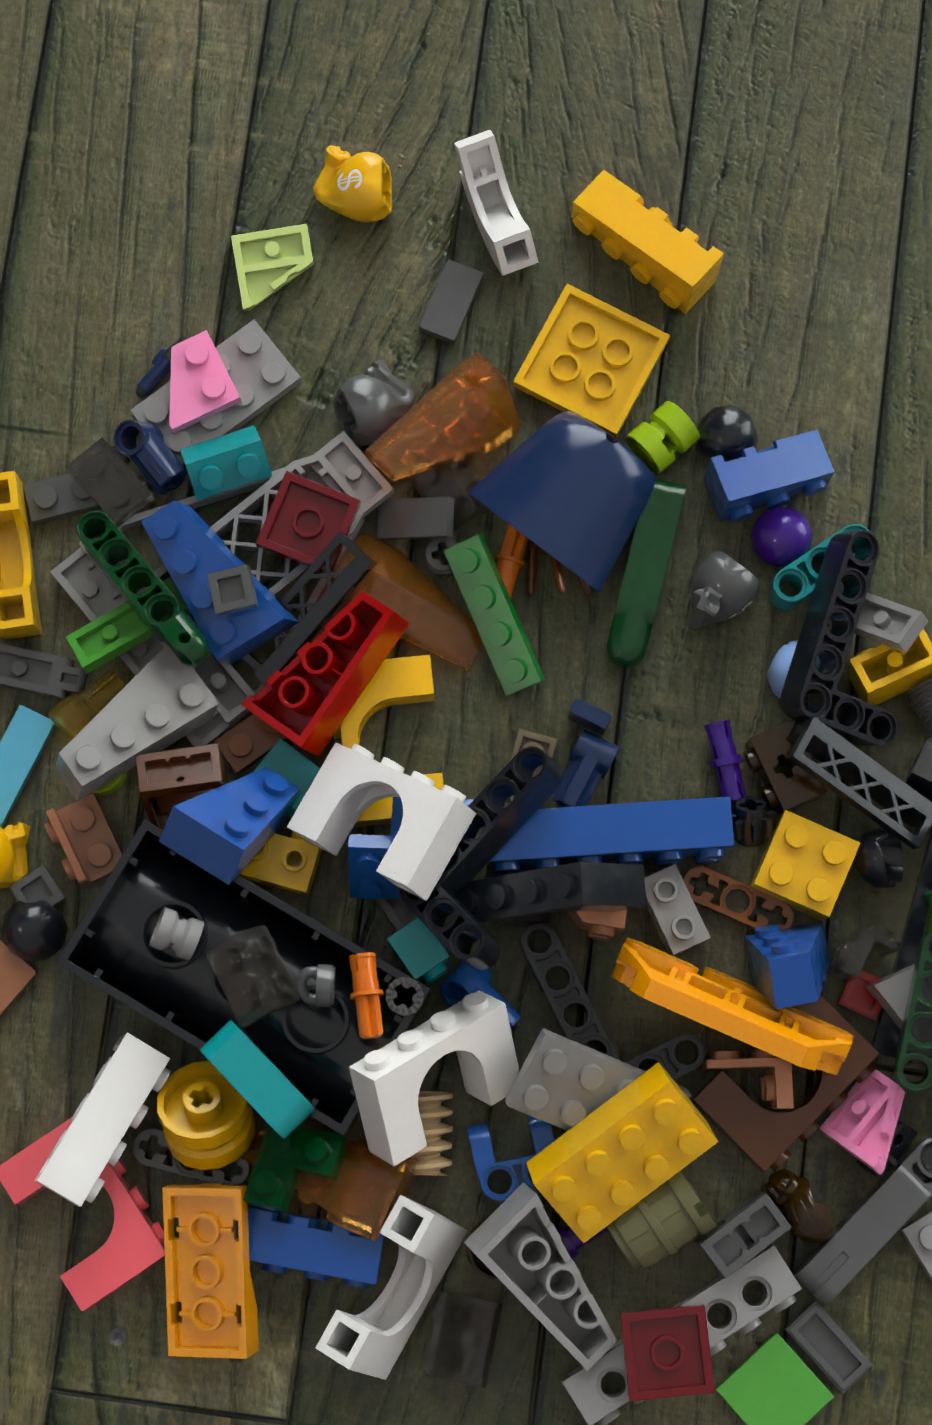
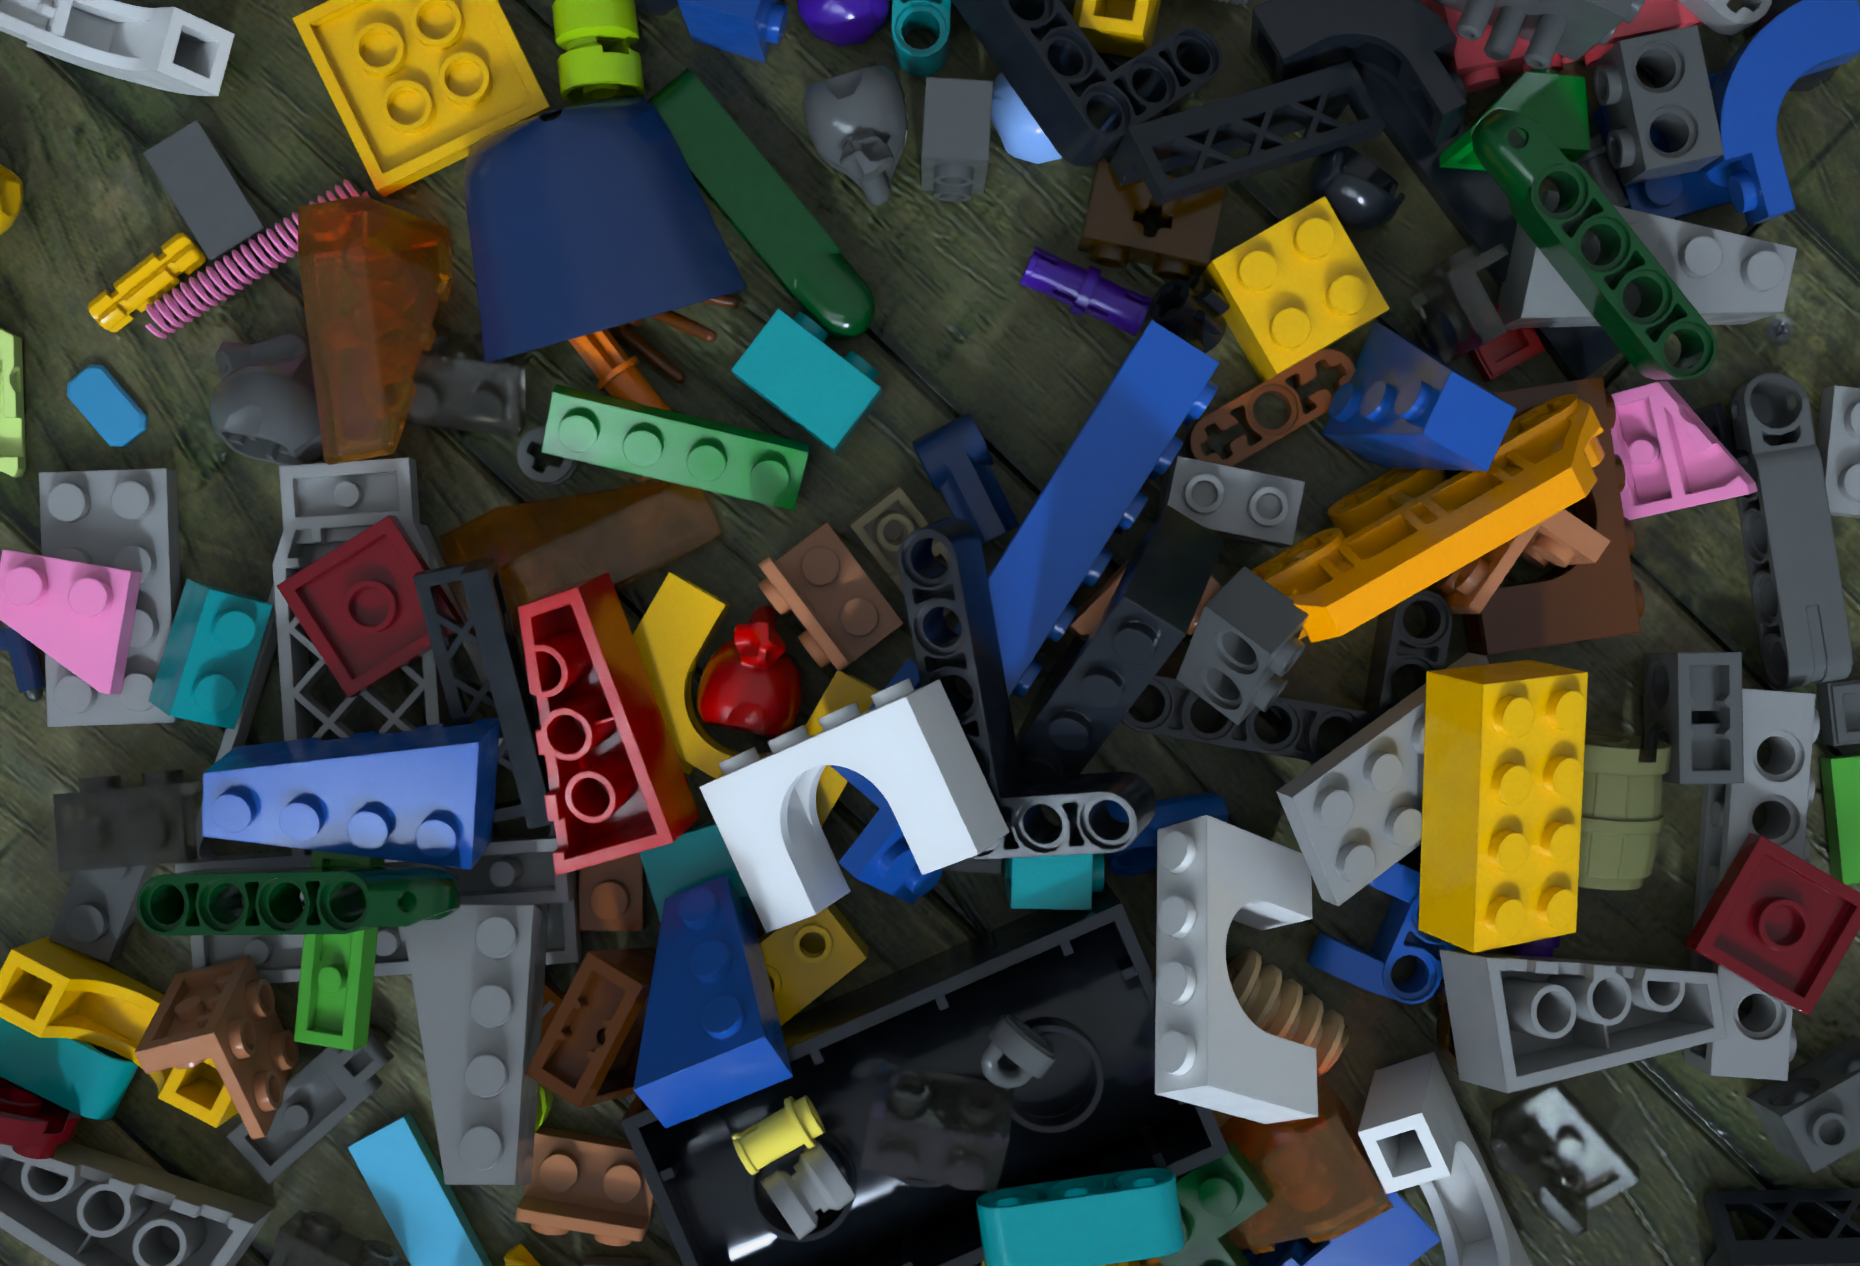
camera: 55 degrees left, 10 degrees up
(56, 598) = (231, 1018): none -> nougat bracket
(78, 710) = (405, 1081): clear yellow piece -> none
(151, 455) = (120, 746): dark blue piece -> none
(194, 899) = (778, 1134): none -> light yellow pin
(232, 590) = (387, 787): dark grey plate -> none
(309, 327) = (107, 405): none -> dark azure piece
(366, 994) = (1073, 997): orange axle -> none
(385, 304) = (146, 282): none -> yellow axle
(404, 733) = (751, 681): none -> red piece
(407, 983) = (1125, 961): dark grey bush -> none
(416, 518) = (471, 455): dark grey tile -> none
(444, 356) = (242, 280): none -> bright pink piece
(475, 746) = (830, 598): none -> nougat bracket
(576, 656) = (809, 380): none -> teal brick
(589, 716) = (900, 422): dark blue tile -> none
(602, 961) = (1243, 647): none -> dark grey brick
(749, 640) = (956, 137): none -> dark grey brick
(807, 1218) = (1709, 620): dark brown hair -> none

